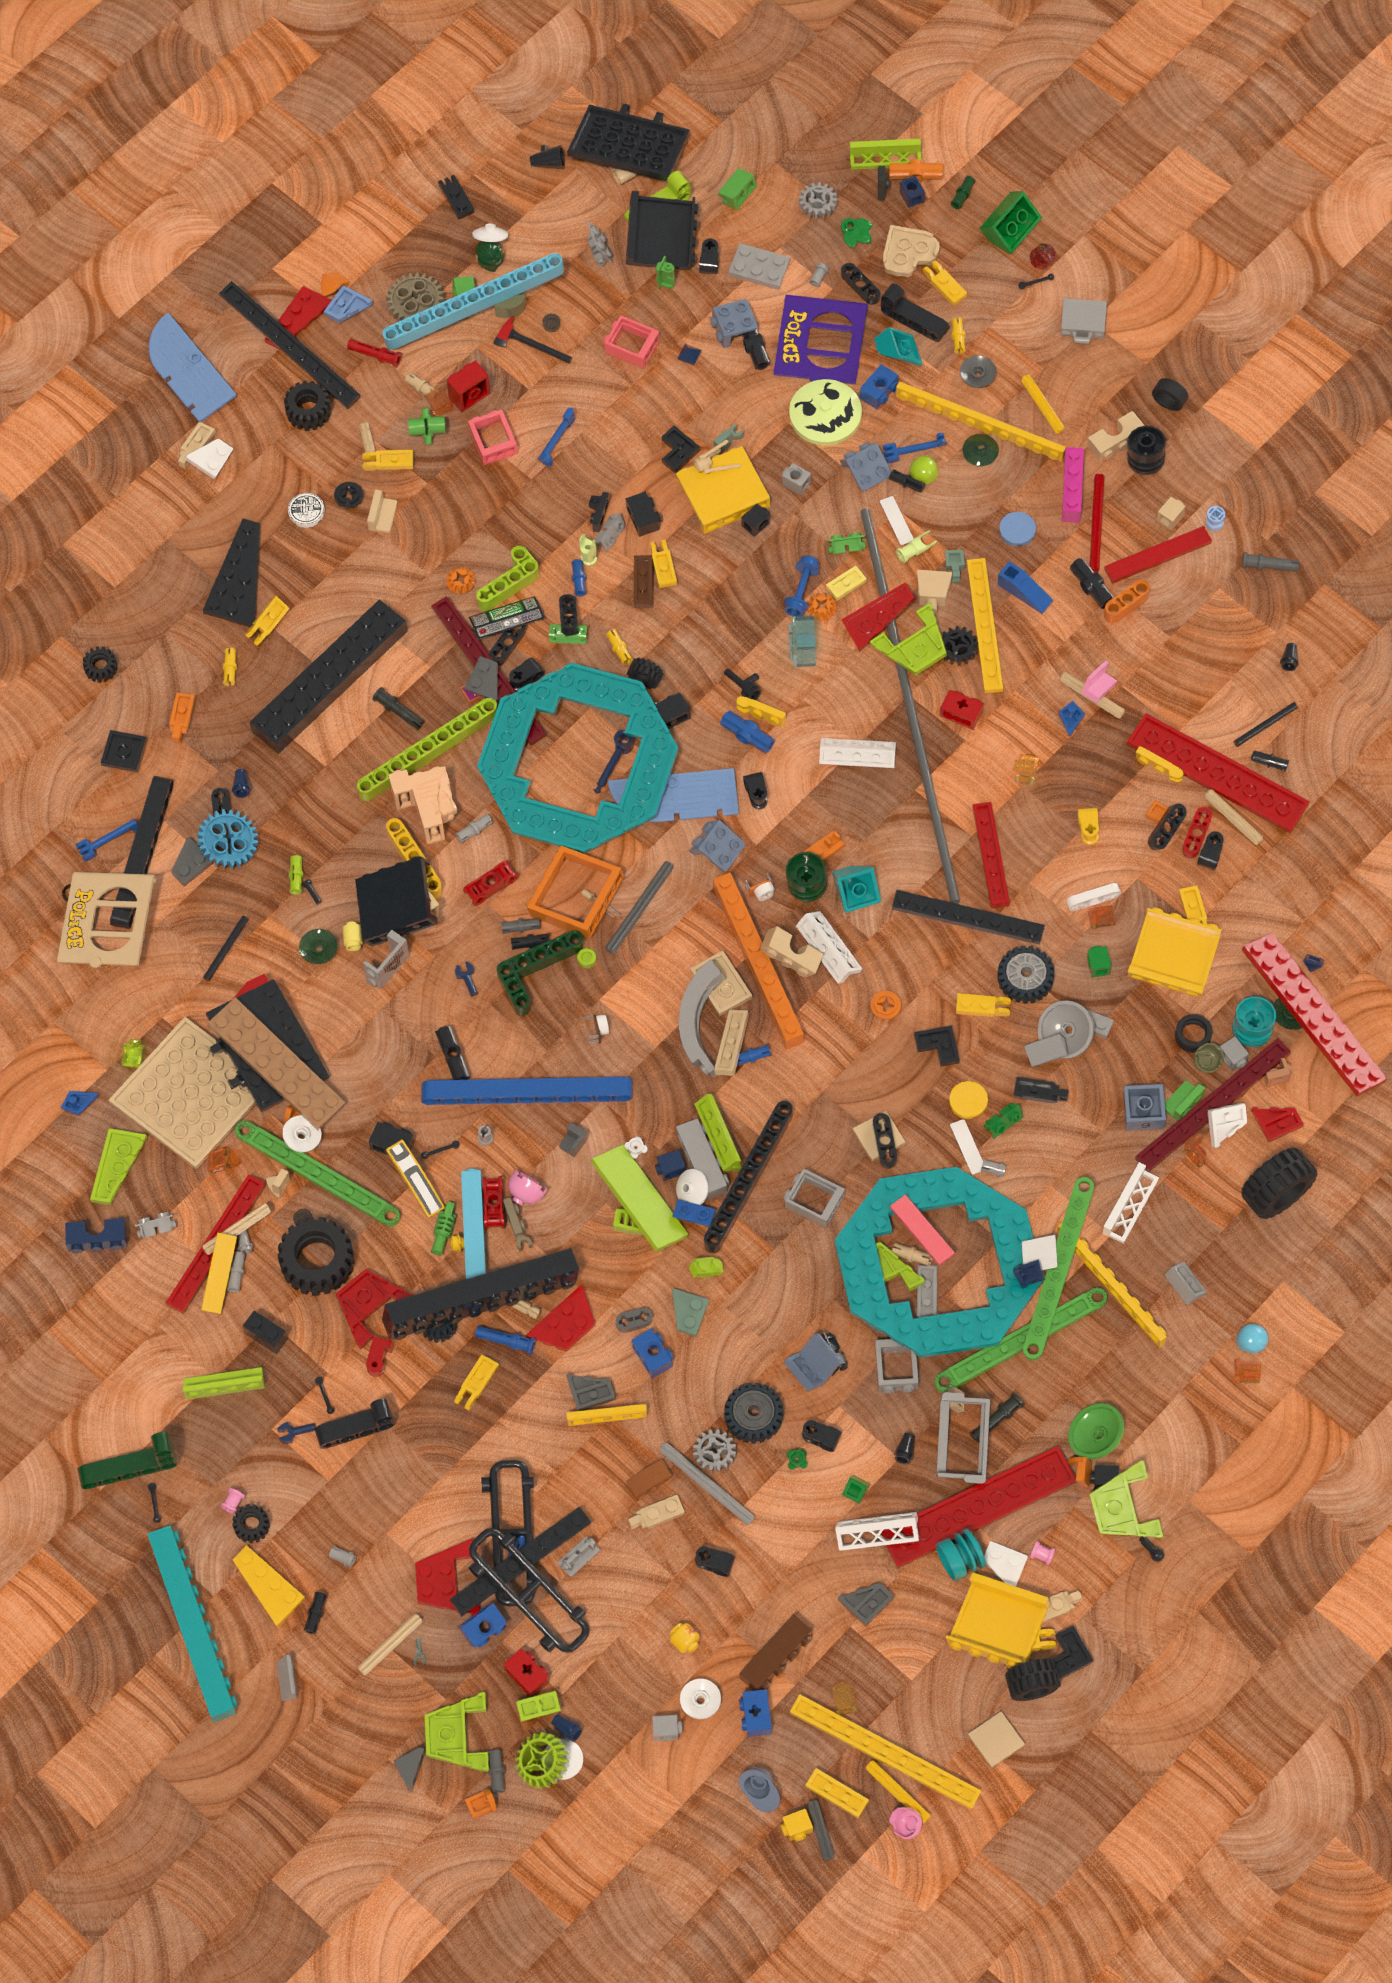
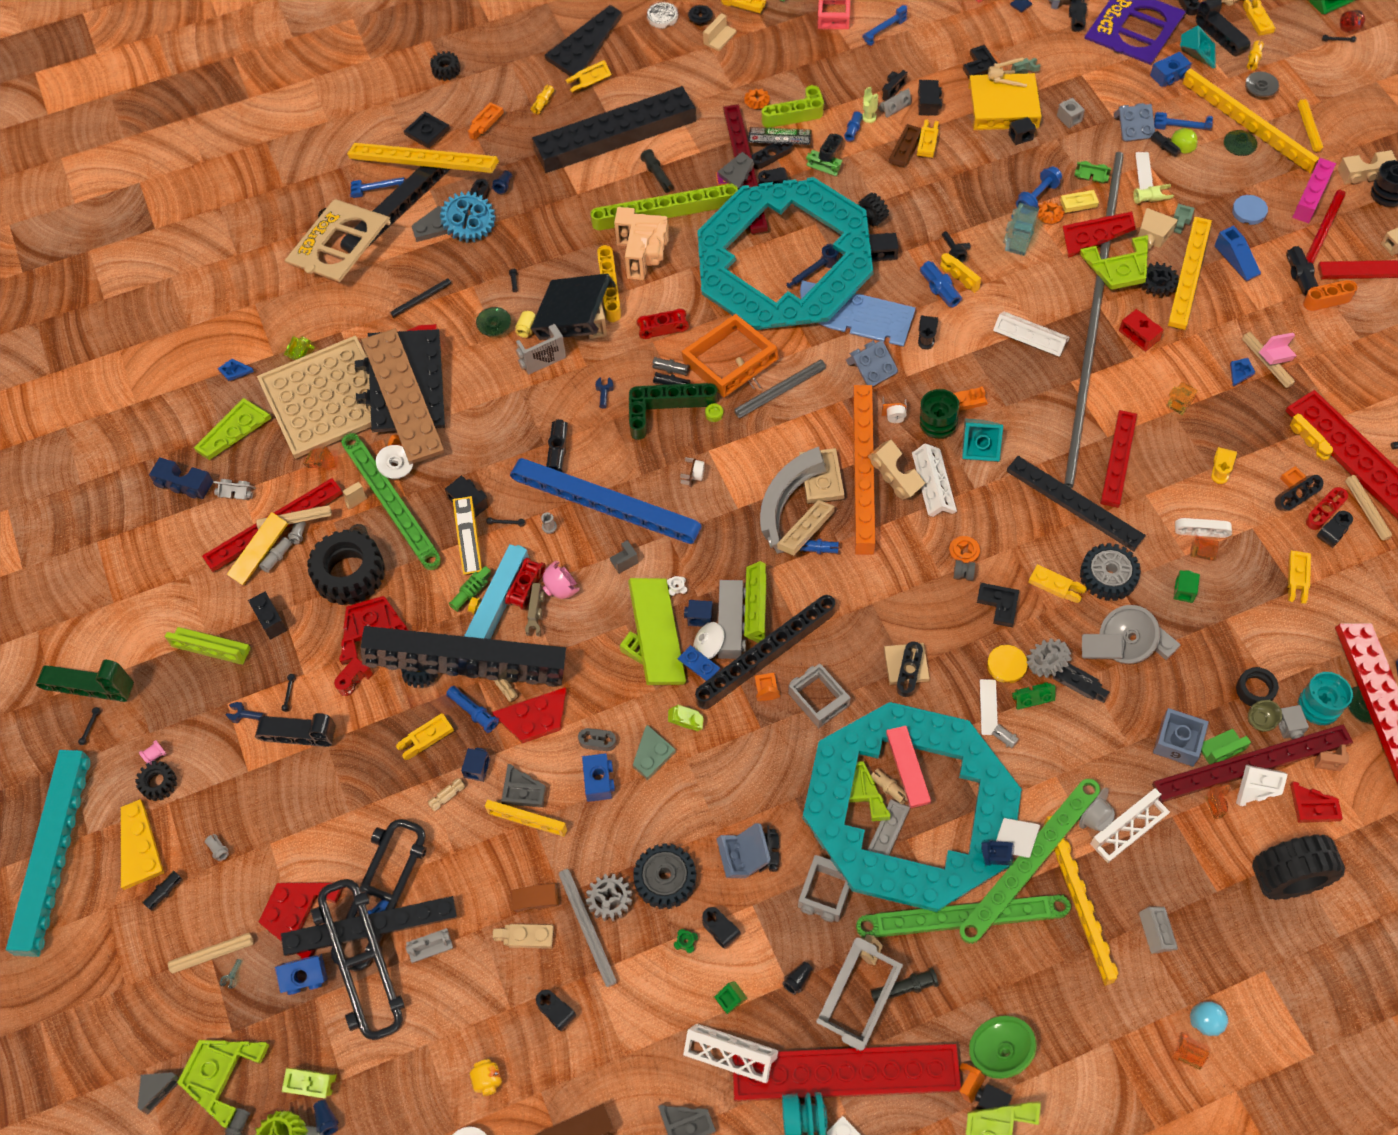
camera: 25 degrees right, 5 degrees down
(145, 790) = (423, 157): none -> yellow plate
(286, 1678) = (102, 944): light grey slope -> none
(295, 874) = (507, 262): lime pin -> none
(473, 828) = (671, 278): light grey pin -> none
(523, 1424) = (446, 794): none -> tan axle
(529, 1683) = (309, 1032): red brick -> none
(537, 1387) = (476, 764): none -> dark blue brick
(619, 647) = (862, 185): yellow pin -> none
(763, 1209) = (766, 687): none -> orange tile
(825, 412) = (1116, 75): yellowish green dish -> none
(894, 1026) = (964, 570): none -> dark grey wheel
(1003, 1080) = (1049, 658): none -> light grey gear
(1083, 319) = (1371, 75): light grey piece -> none
(1100, 1205) = (1098, 814): none -> light grey piece
(1174, 952) = (1266, 605): yellow panel -> none

